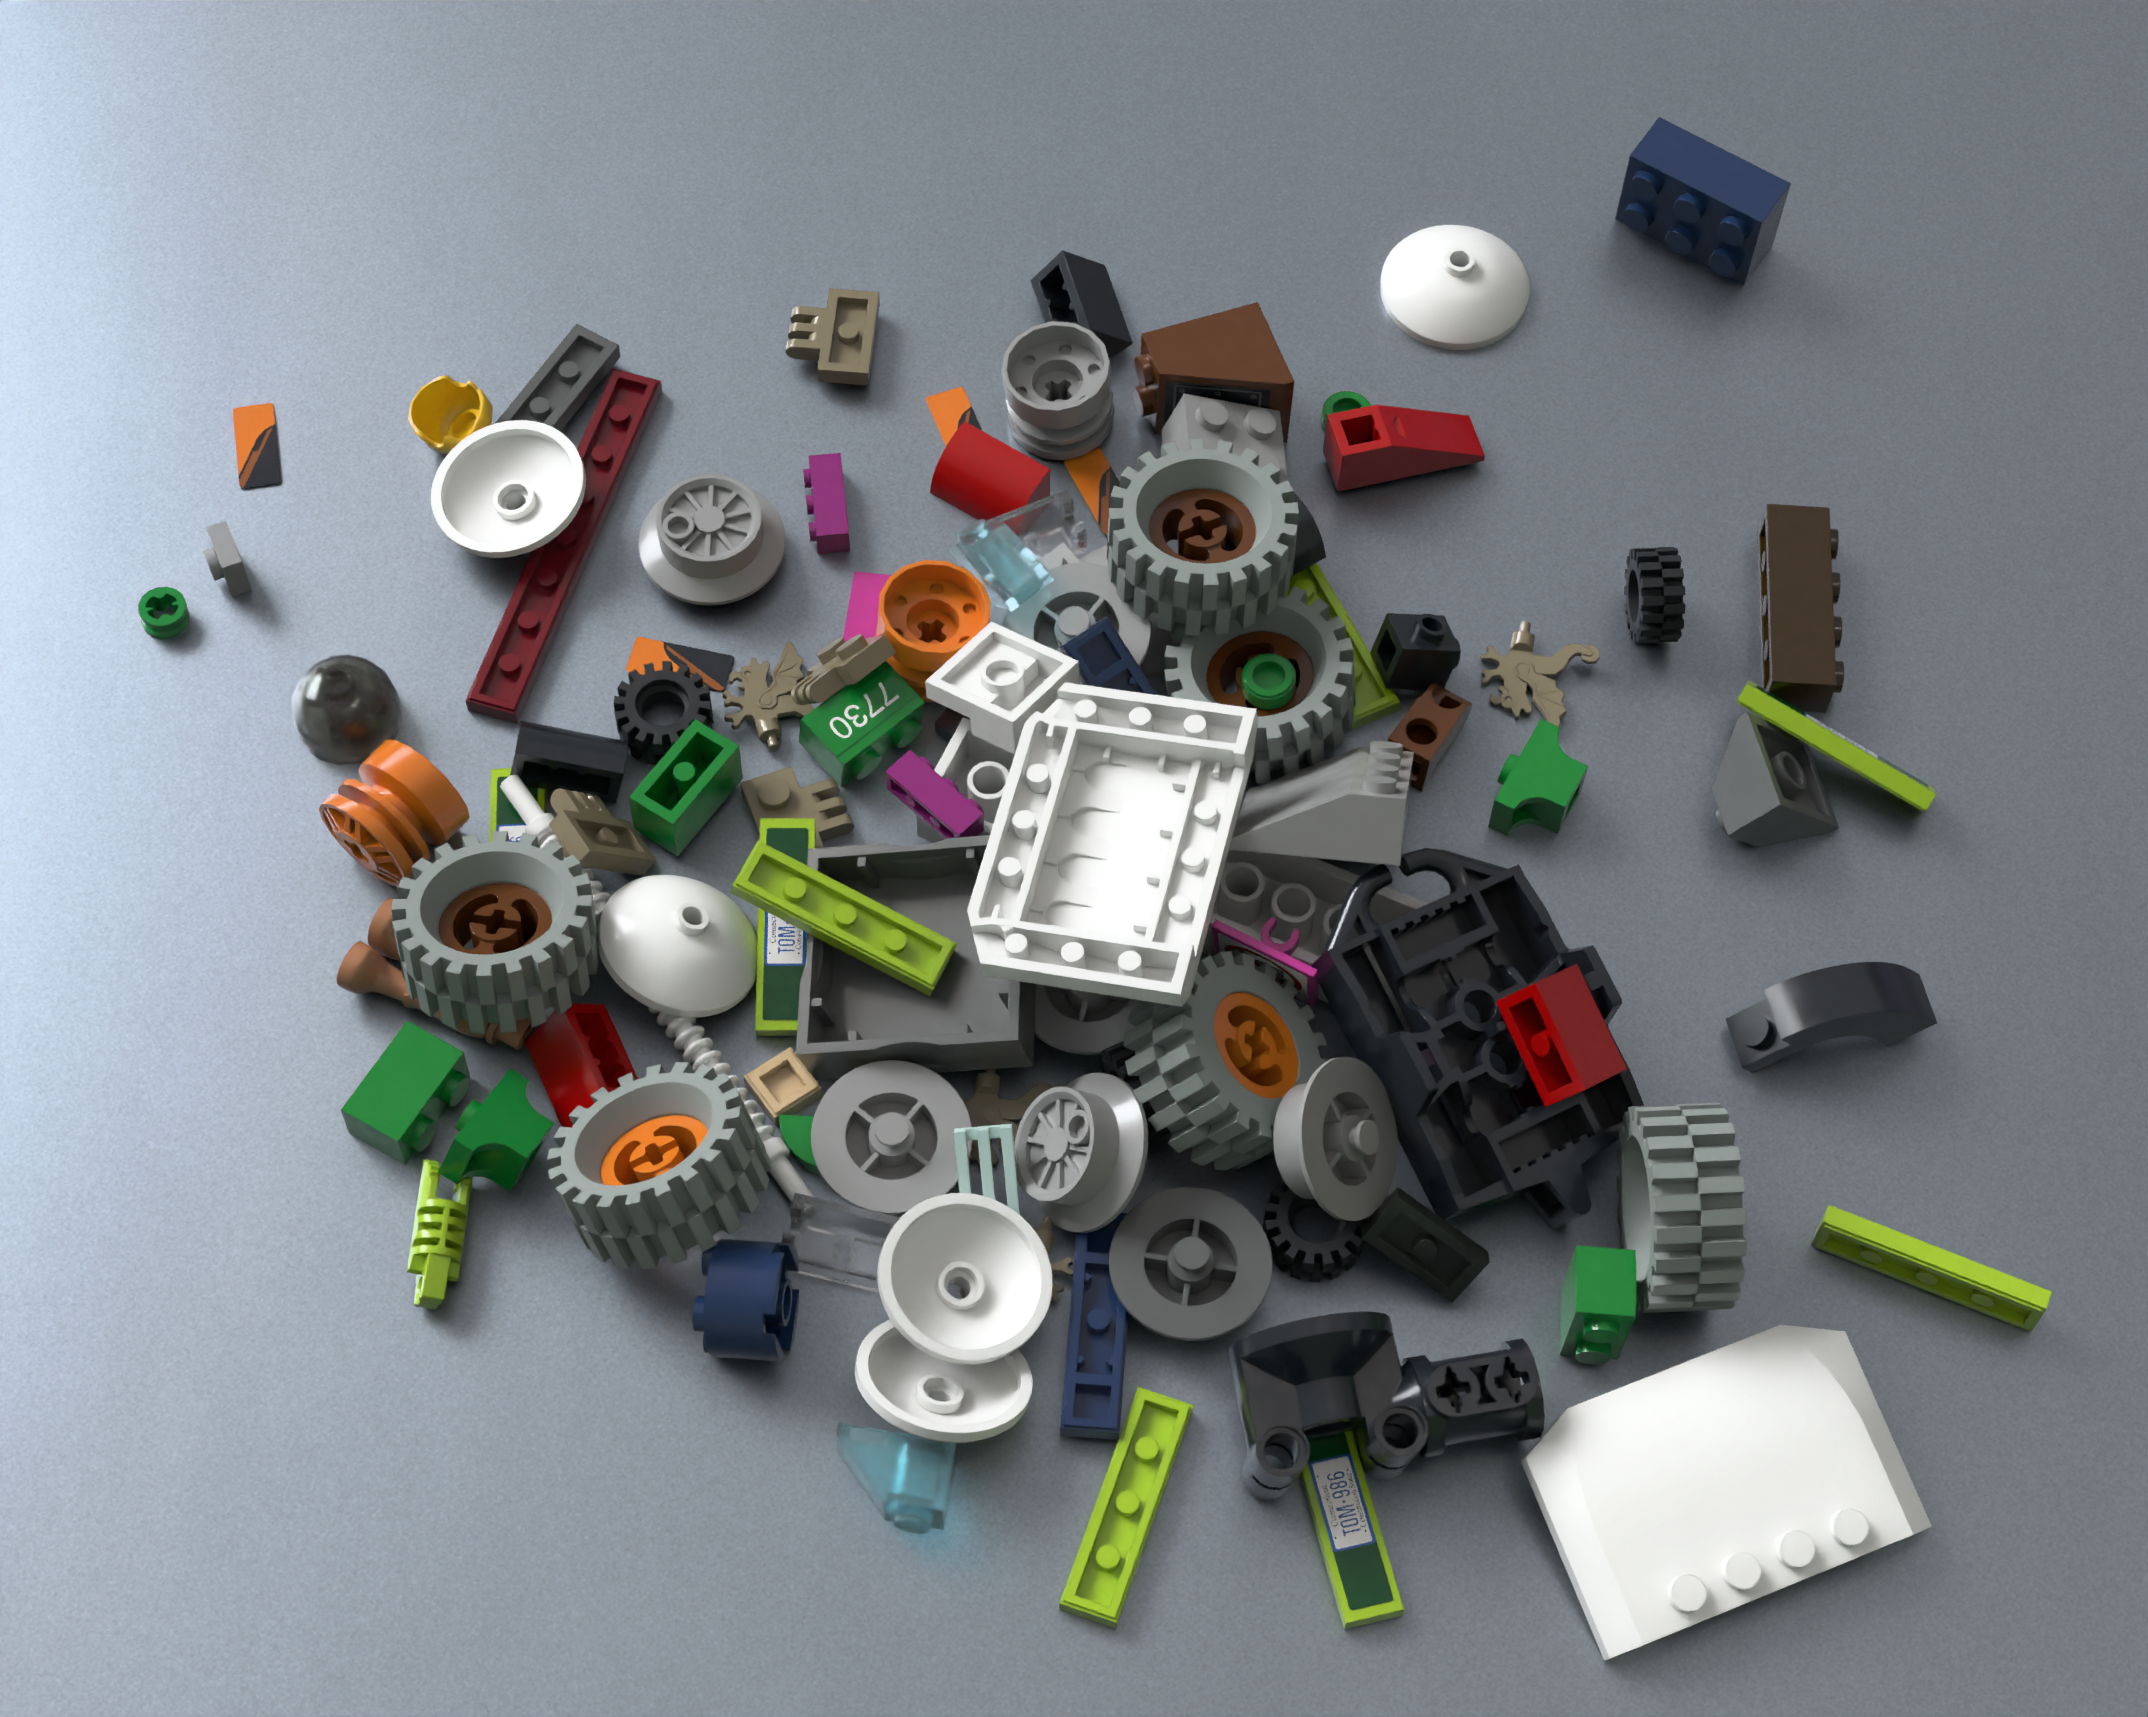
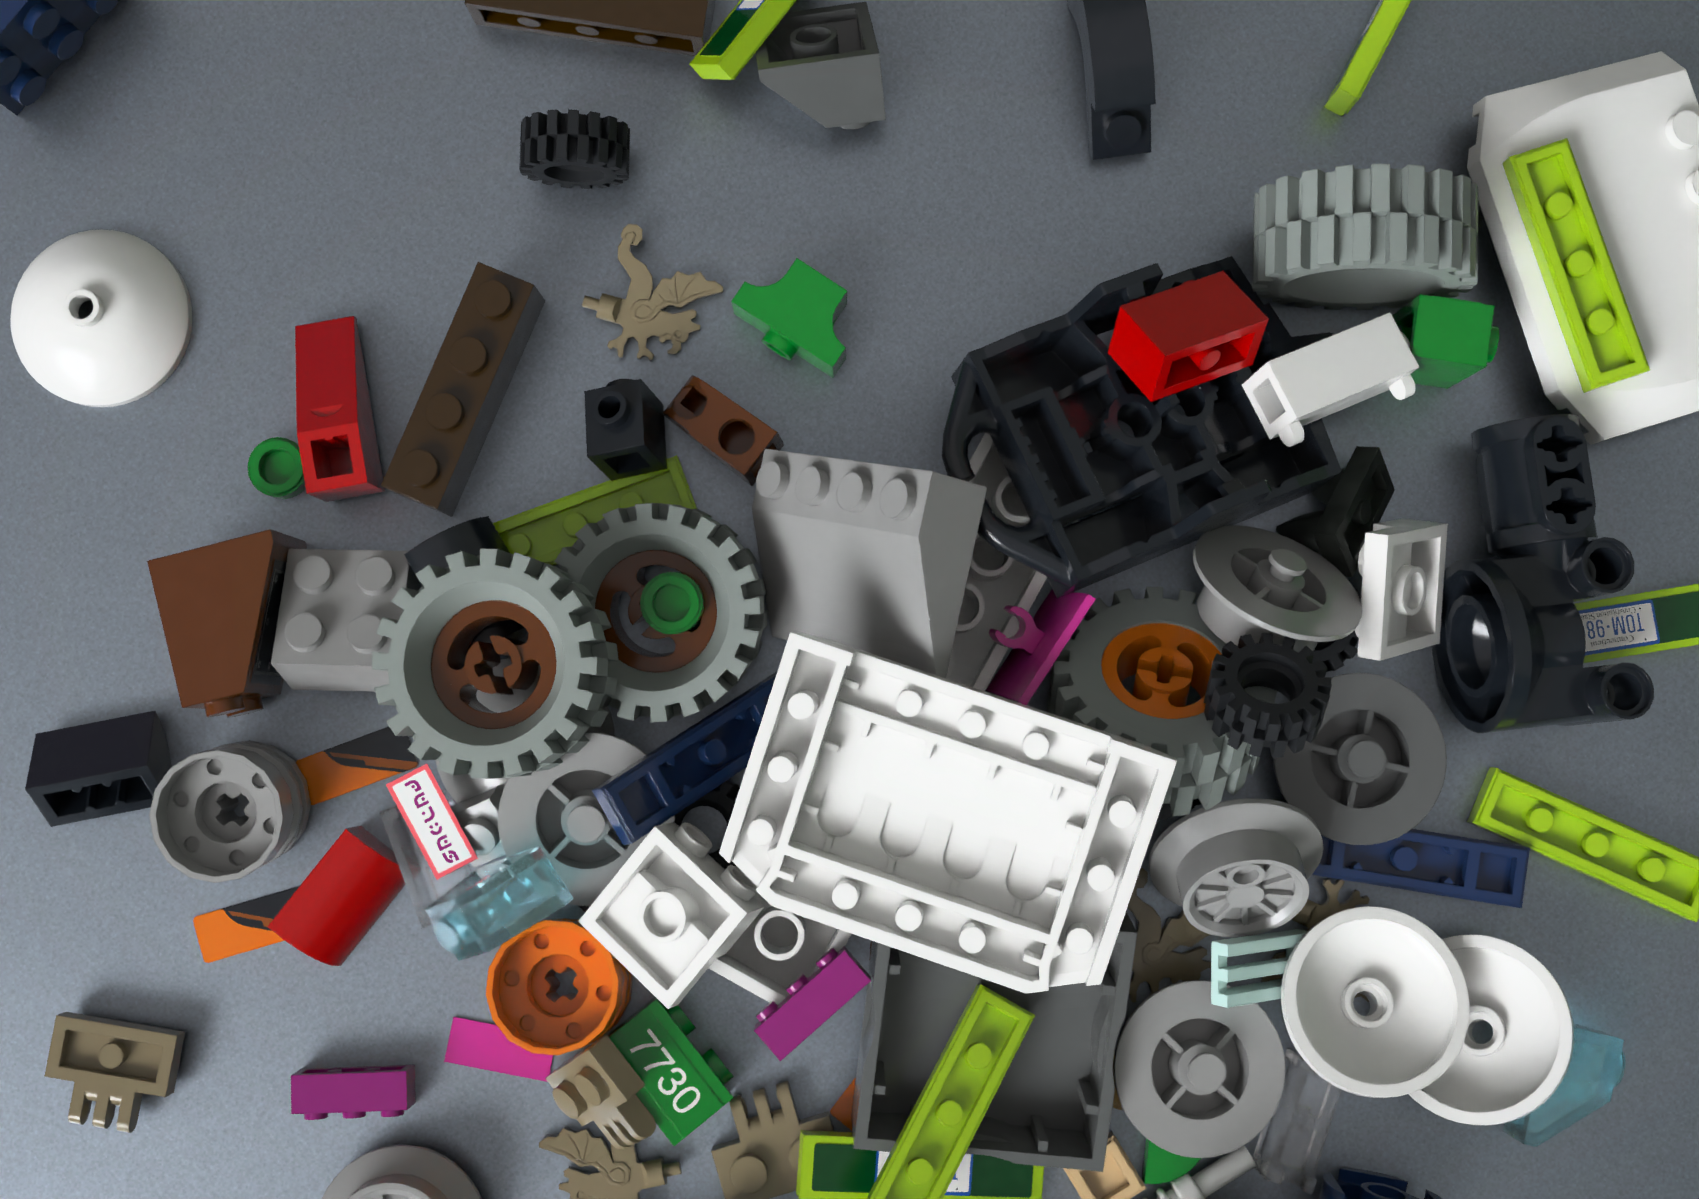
camera: 85 degrees left, 25 degrees up
(1064, 527) = (431, 821): none -> white sticker
(1226, 1113) = (1263, 722): none -> black tyre
(1358, 1266) = (1401, 587): none -> white plate
(1431, 534) = (464, 389): none -> dark brown brick
(1546, 1180) = (1331, 377): none -> white brick
(1689, 1408) = (1575, 265): none -> lime tile

